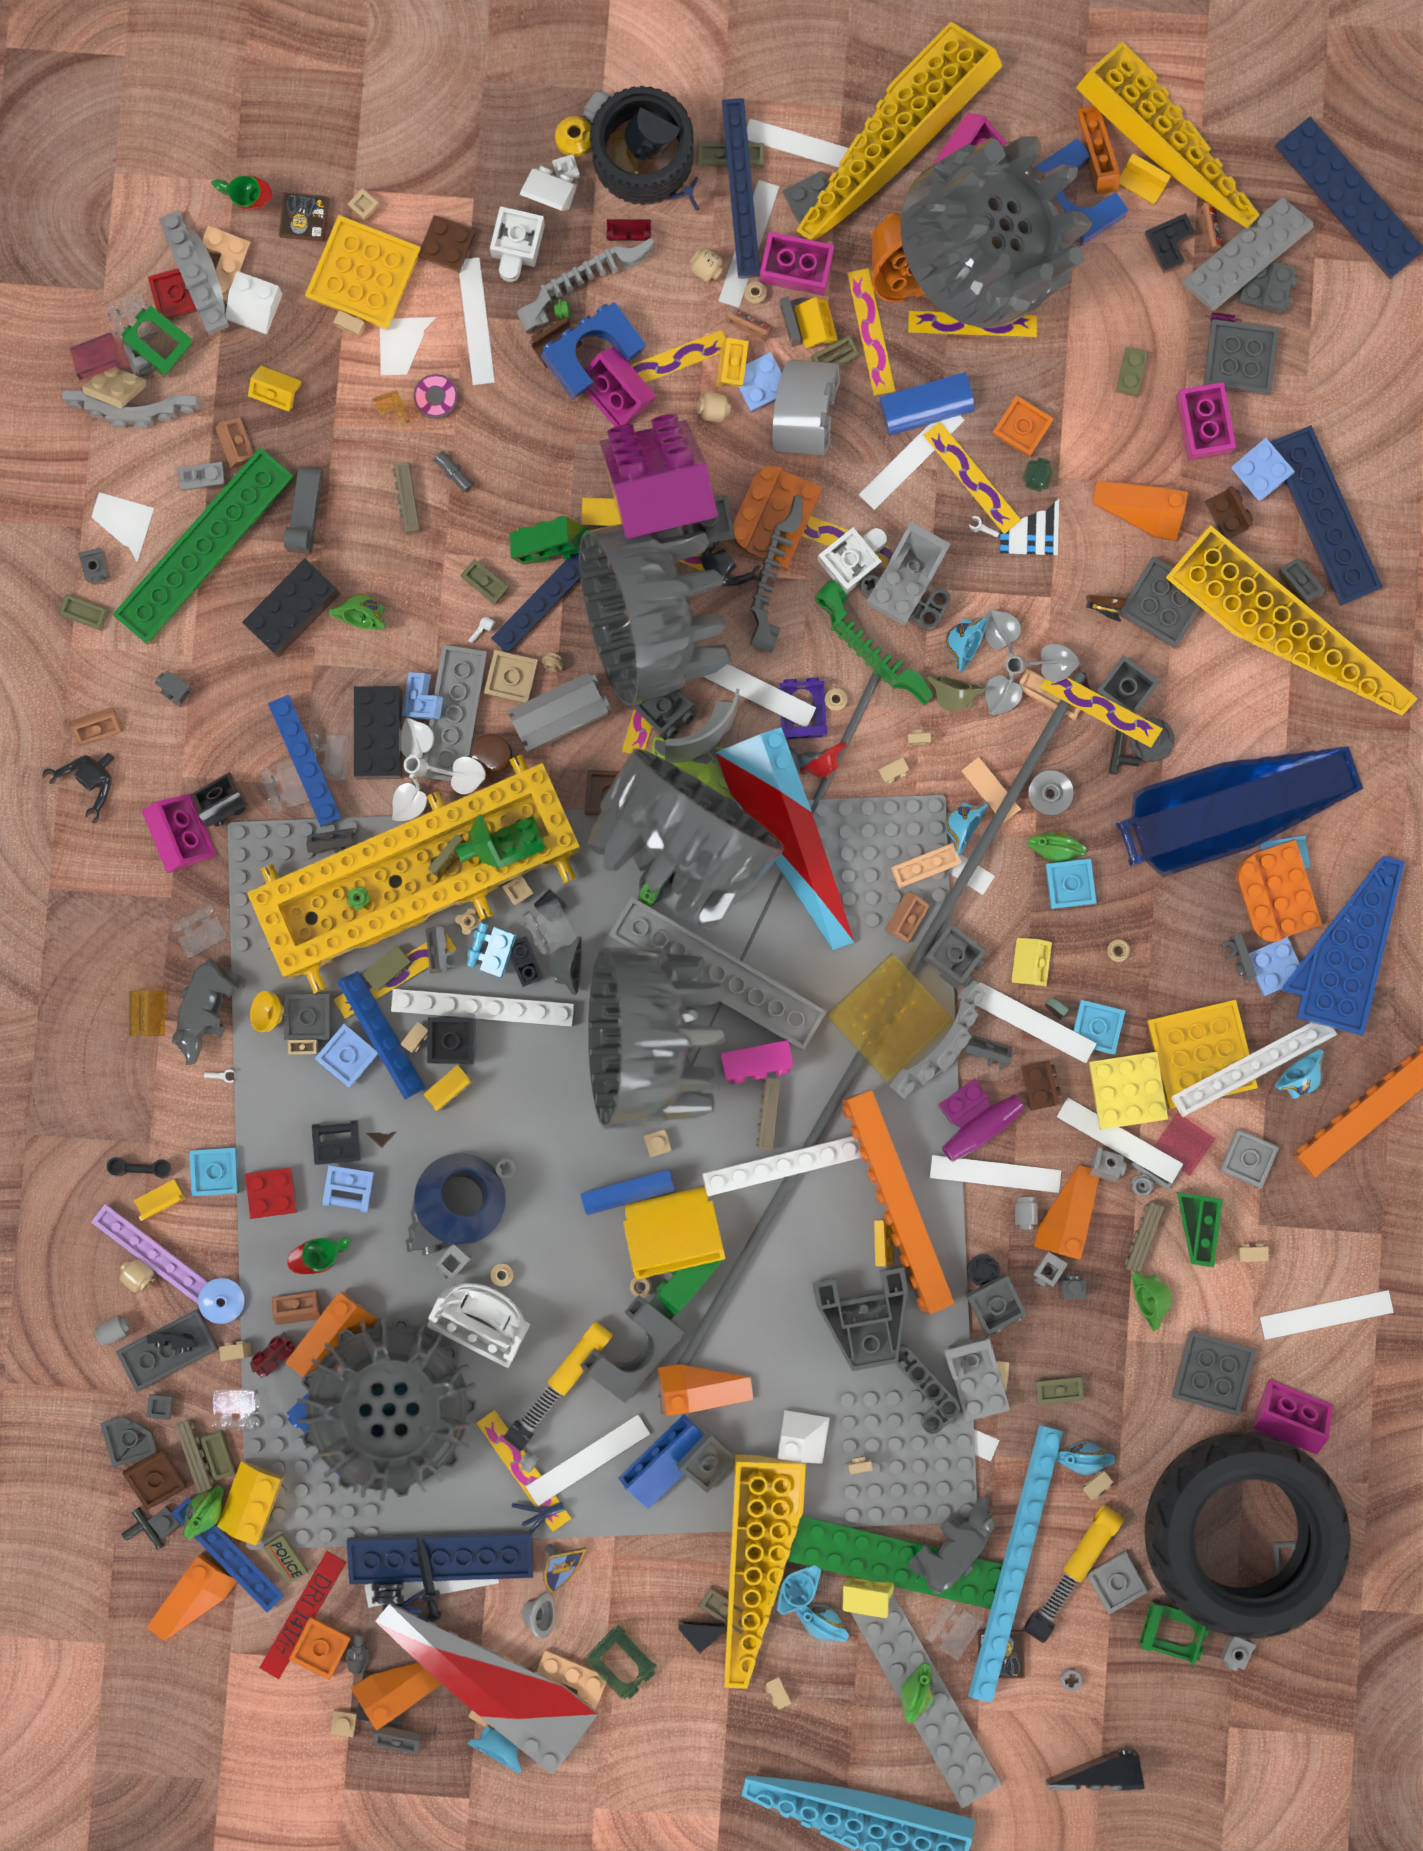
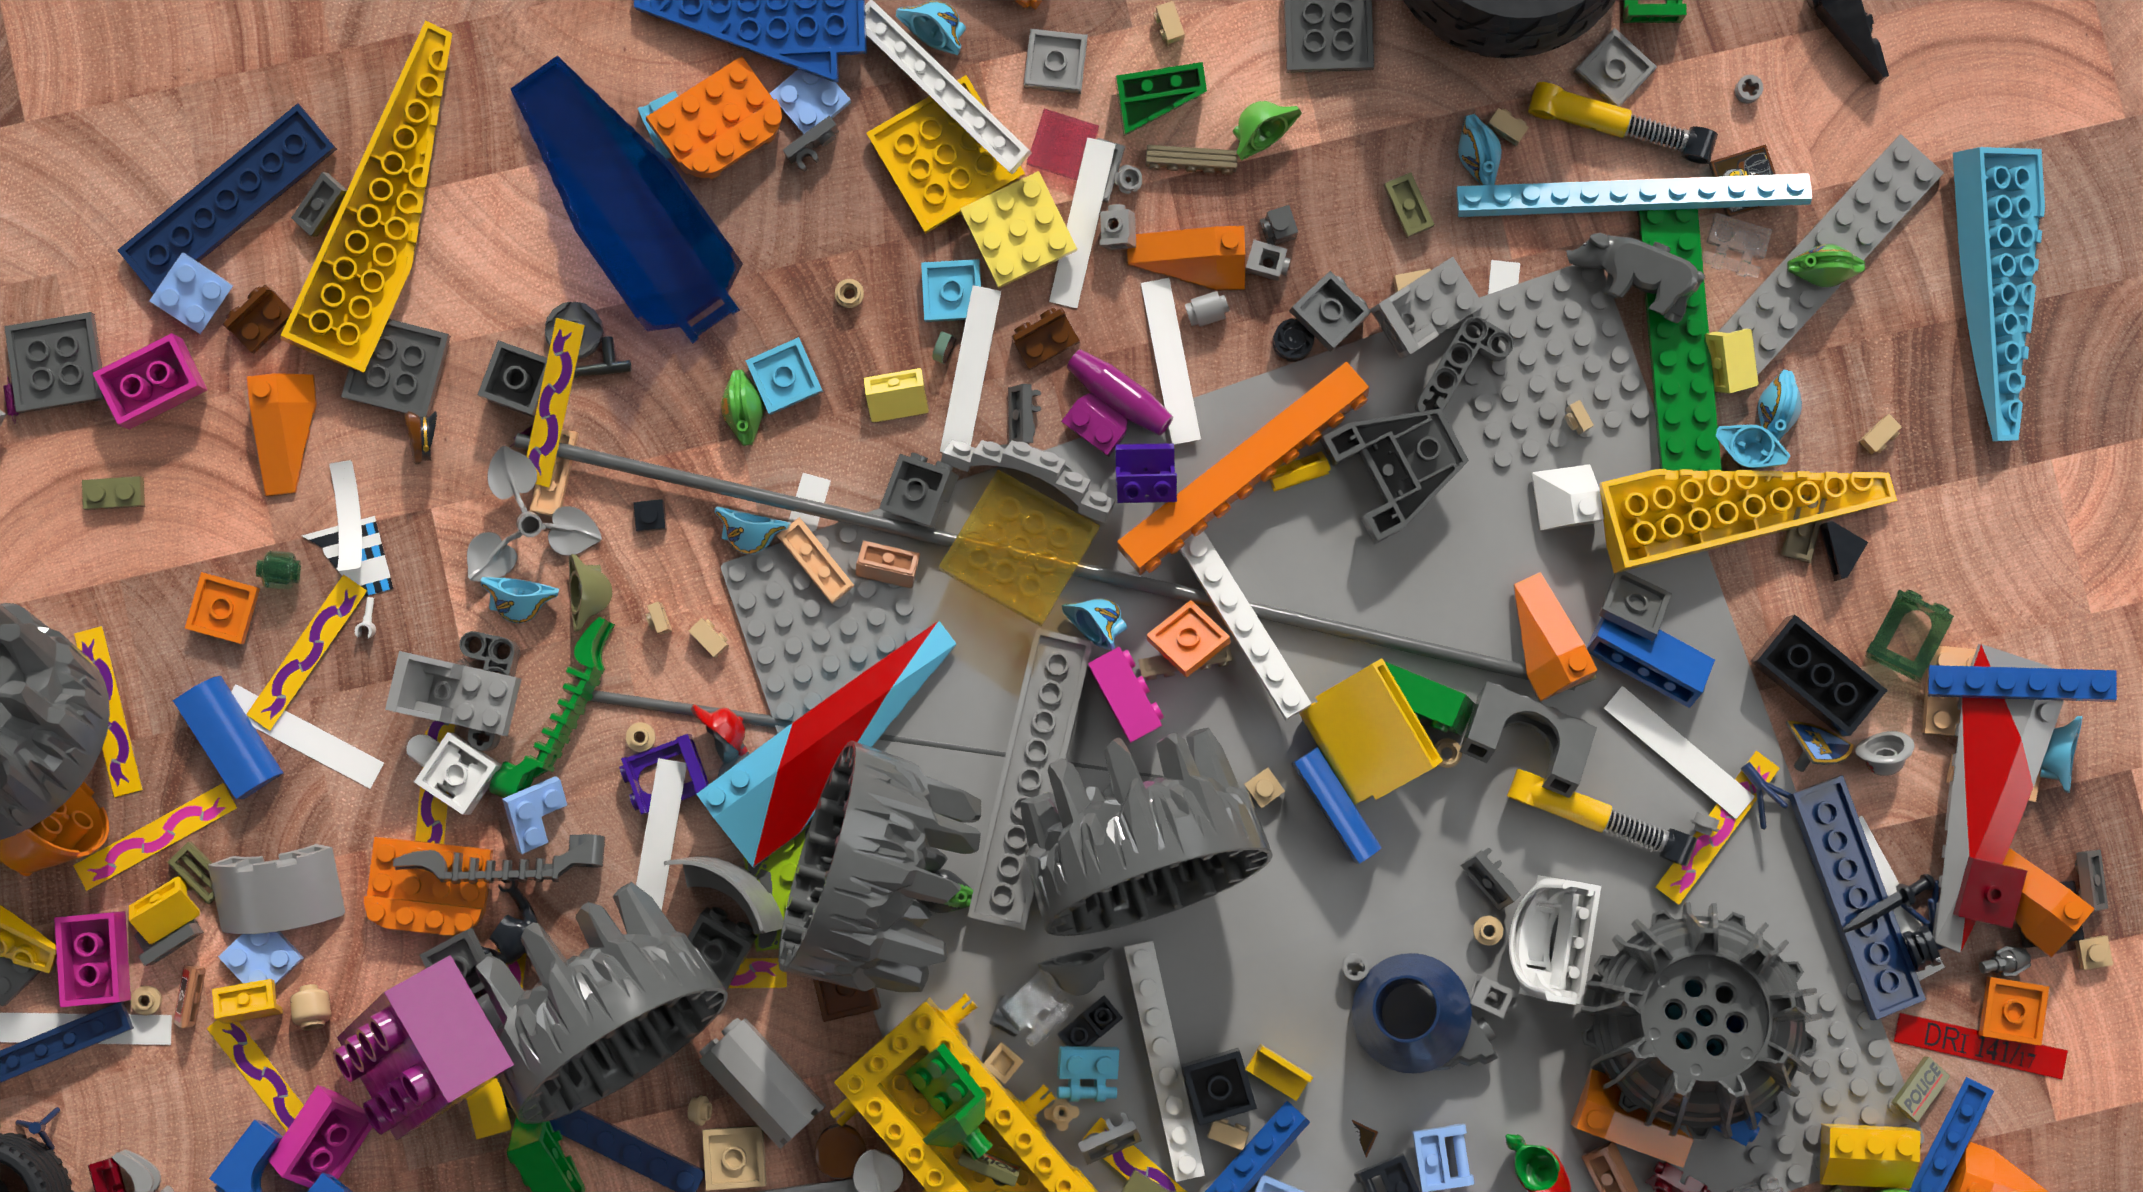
camera: 105 degrees left, 0 degrees up
(412, 1657) = (1990, 892): none -> dark red plate
(536, 1288) = (1490, 880): none -> dark grey plate
(558, 1733) = (2022, 683): none -> blue plate
(611, 1583) = (1818, 676): none -> black brick
(706, 264) = (127, 1074): tan head -> none
(784, 1121) = (1188, 638): none -> plate
(809, 603) = (526, 809): none -> light blue plate
(818, 1058) = (1096, 620): none -> medium azure hat
(926, 1129) = (1145, 471): none -> dark purple panel
(987, 786) = (693, 515): light nougat tile -> none
(996, 754) = (650, 515): none -> black plate
(1058, 784) = (667, 423): light grey dish -> none
(1063, 536) = (348, 515): none -> white sticker

